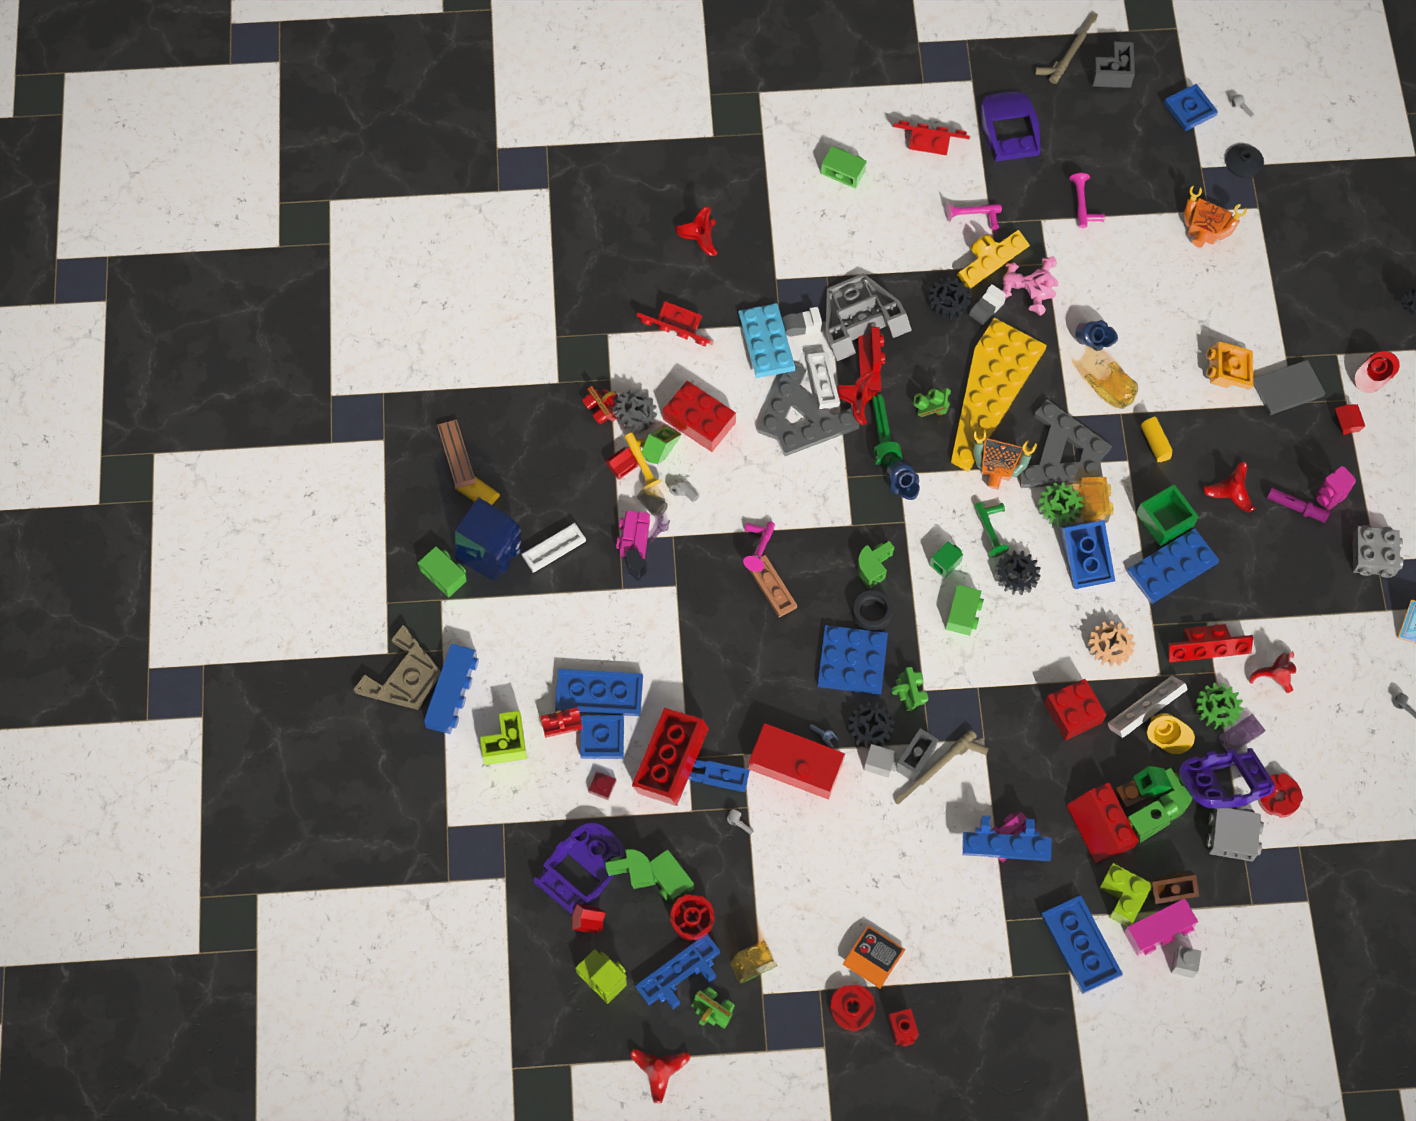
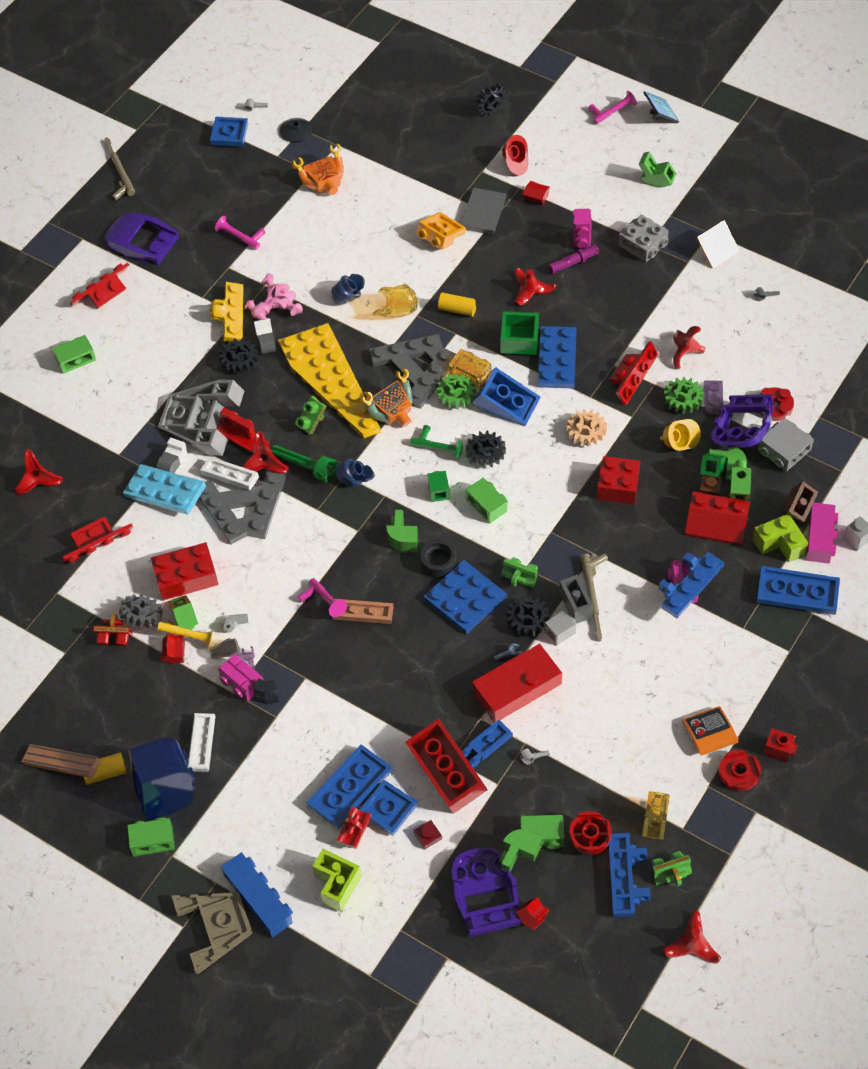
camera: 50 degrees left, 10 degrees down
(602, 975) = (588, 933): lime brick -> none
(991, 210) = (172, 312): dark pink piece -> none
(1118, 69) = (160, 150): dark grey brick -> none
(1147, 706) = (650, 436): white plate -> none

